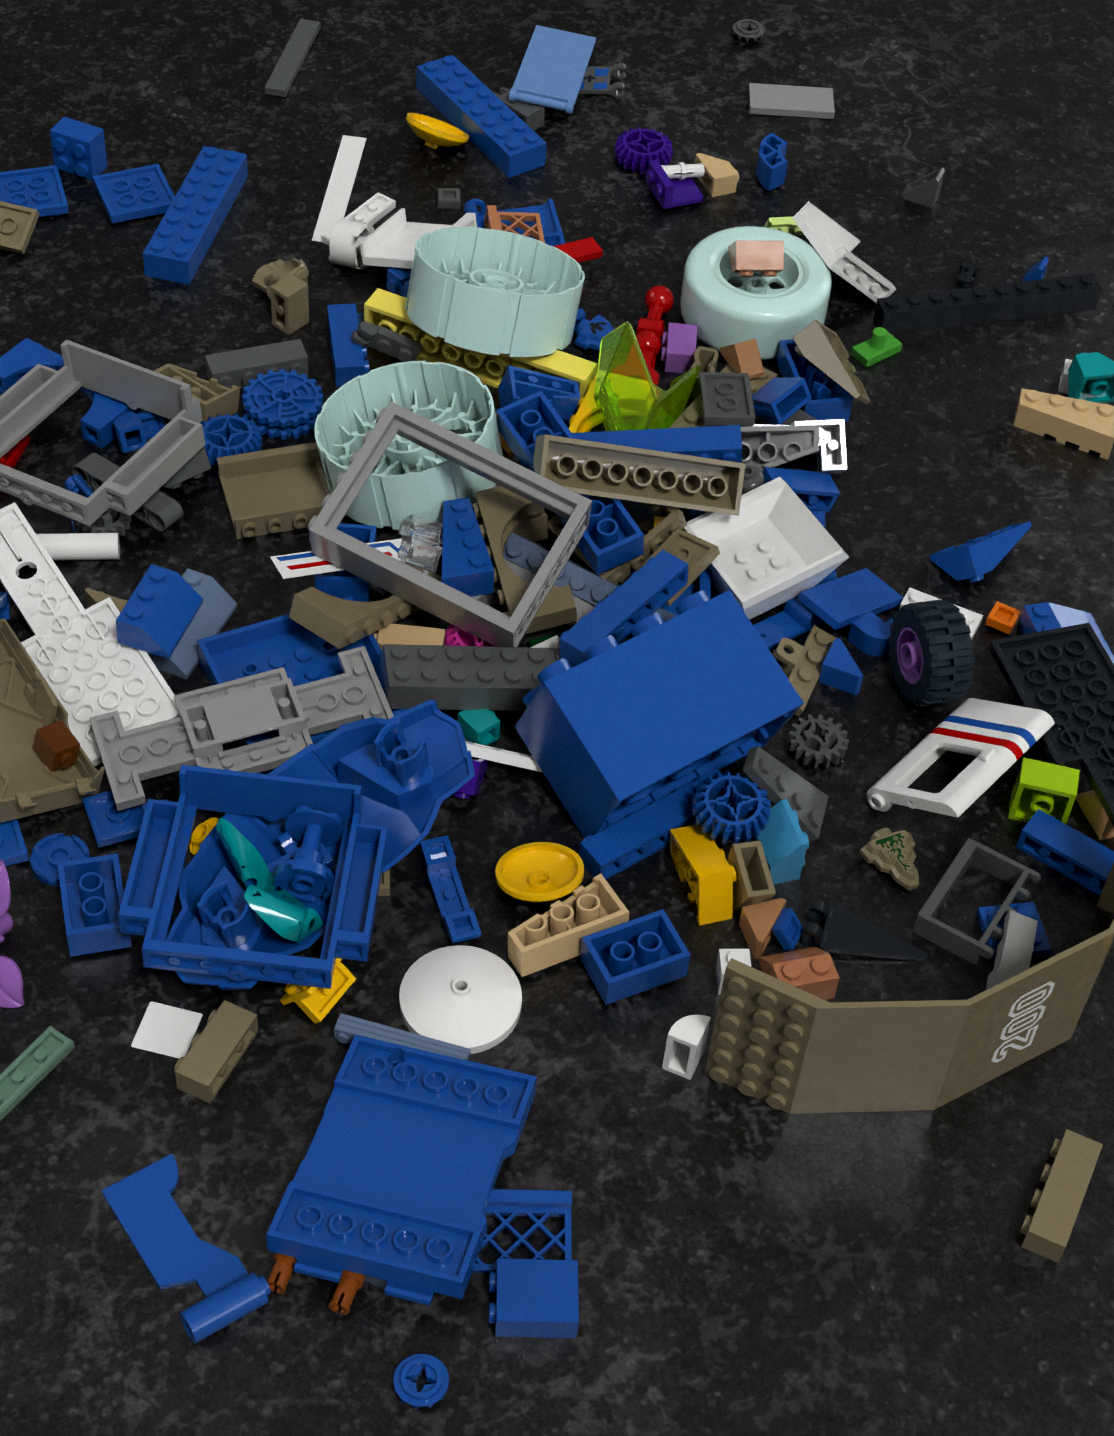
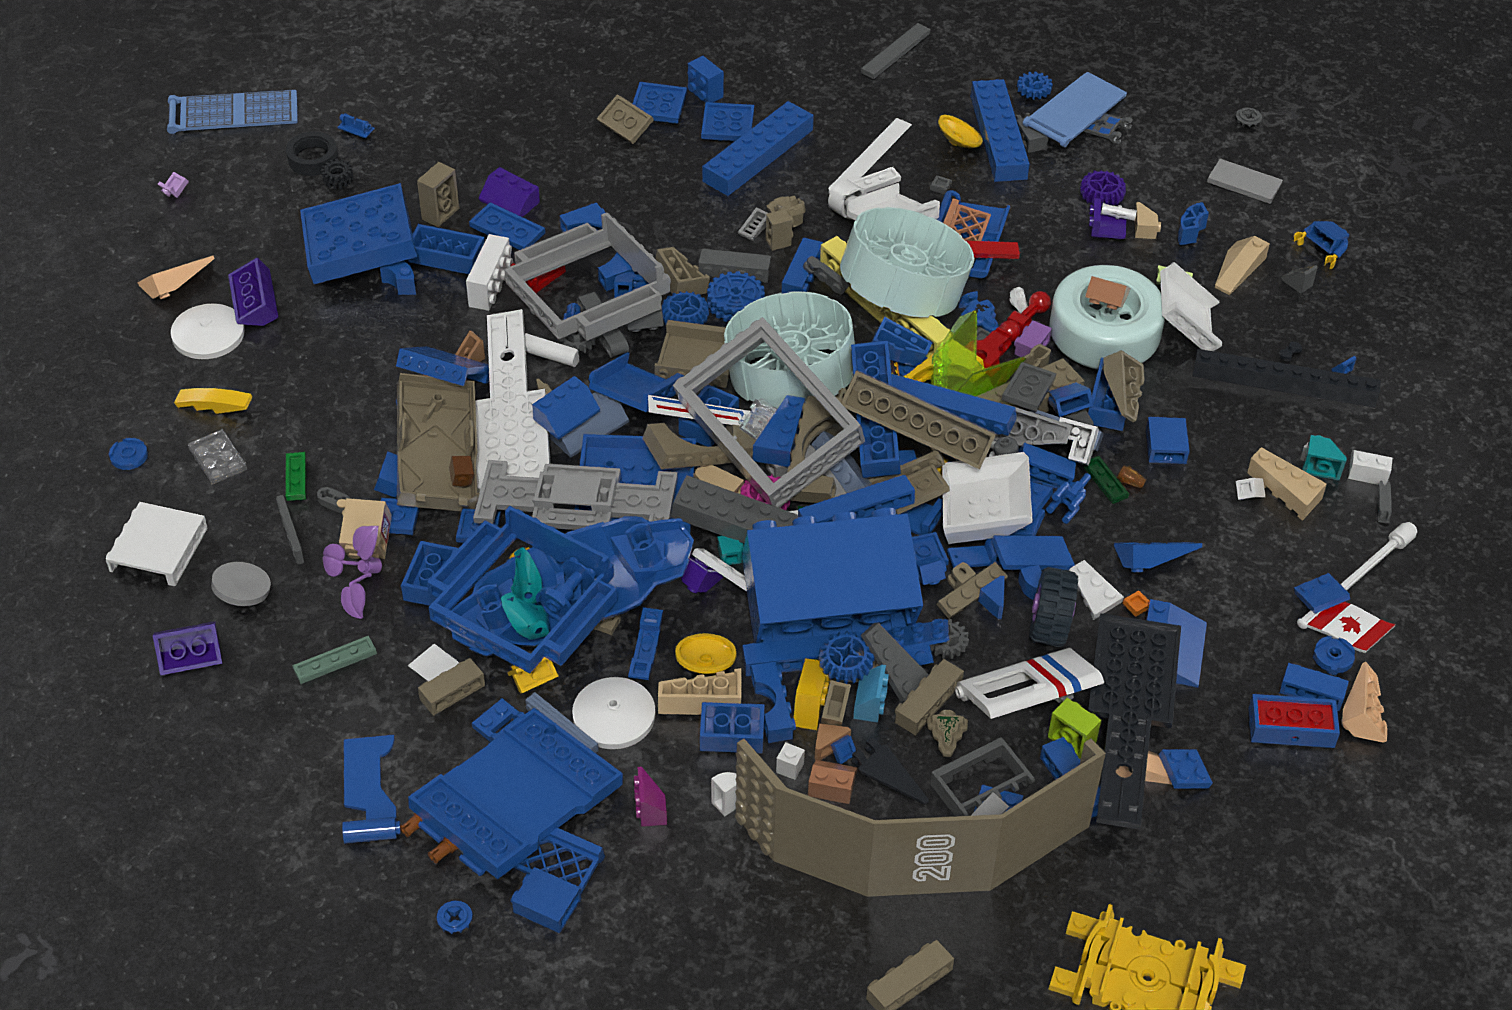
camera: 30 degrees right, 0 degrees up
(53, 850) = (430, 533): blue tile -> none
(224, 555) = (630, 383): none -> blue panel
(249, 294) = (756, 214): none -> light grey slope
(303, 1072) = (495, 718): none -> blue plate
(487, 55) = (1034, 85): none -> blue gear
(589, 1098) = (649, 800): none -> magenta slope
(630, 305) = (1018, 299): none -> white plate
(637, 879) = (767, 682): none -> blue arch
(744, 358) = (1062, 363): medium nougat slope -> none
(794, 748) = (919, 637): none -> blue bracket
(845, 821) = (928, 696): none -> dark tan brick
(847, 189) = (1241, 262): none -> tan wedge
(848, 516) = (1070, 495): none -> blue plant
(870, 486) = (1106, 480): none -> dark green tile
(877, 348) = (1181, 384): bright green tile -> none
(895, 471) = (1131, 477): none -> clear orange cone
(908, 415) = (1167, 440): none -> blue brick
(925, 135) = (1328, 237): none -> blue torso
(1034, 441) = (1250, 488): none -> white panel

